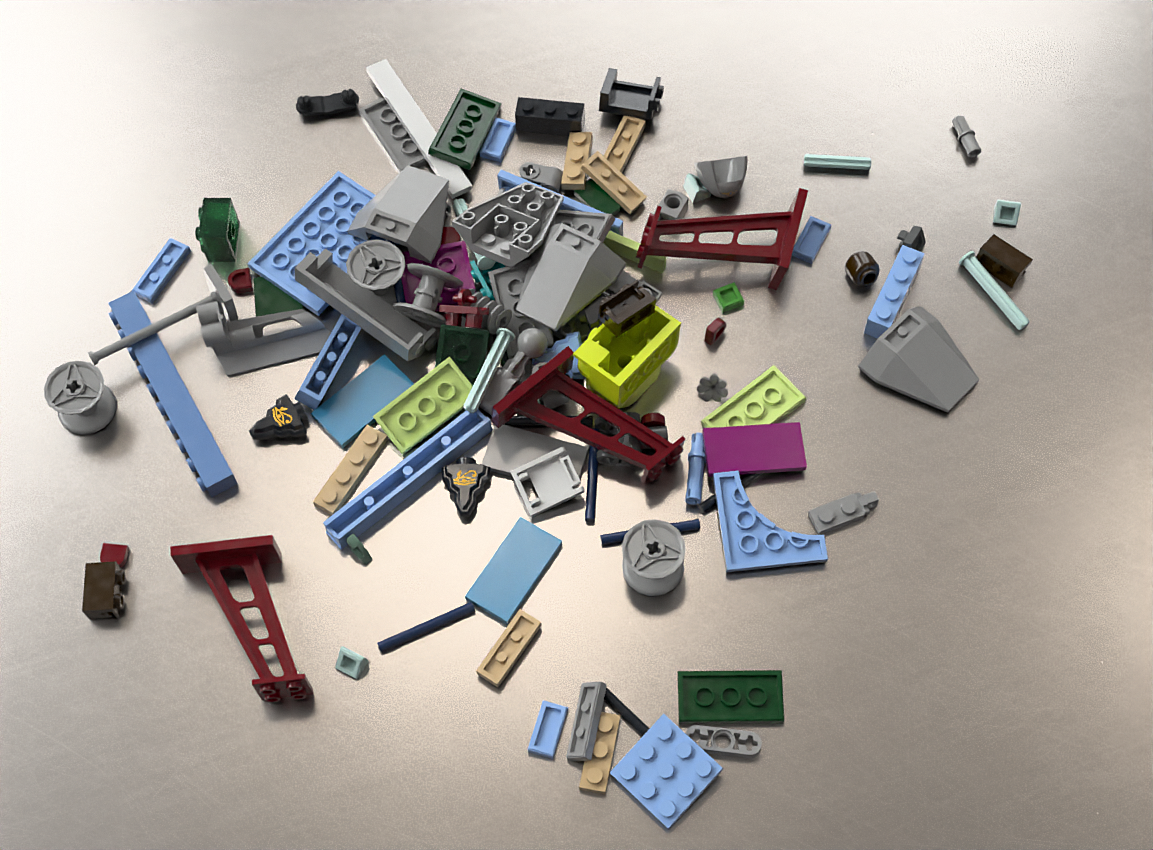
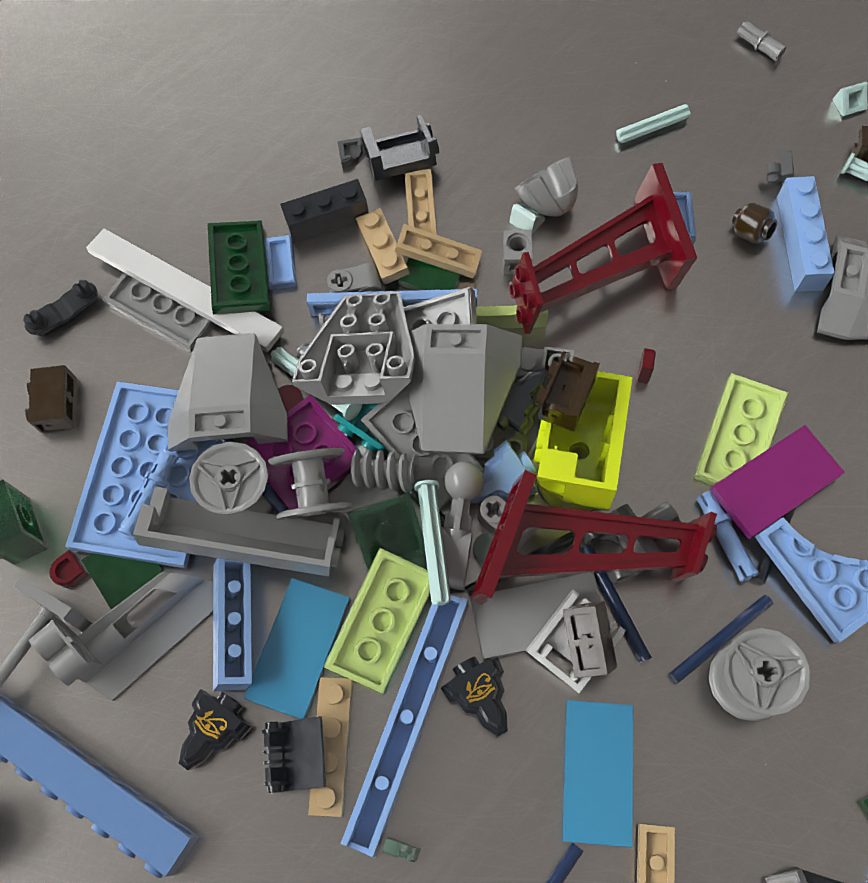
camera: 25 degrees left, 5 degrees up
(288, 162) = (51, 398): none -> dark brown hinge
(323, 460) = (294, 755): none -> black hinge
(332, 245) = (156, 477): none -> light blue pin
(453, 313) = (355, 489): dark red hips -> none
(552, 477) = (590, 639): none -> hinge
(594, 81) = (350, 151): none -> dark grey tile
(653, 419) = (646, 504): dark red tile -> none
(712, 387) = (685, 430): light grey plant -> none
(728, 297) = (634, 320): bright green tile -> none

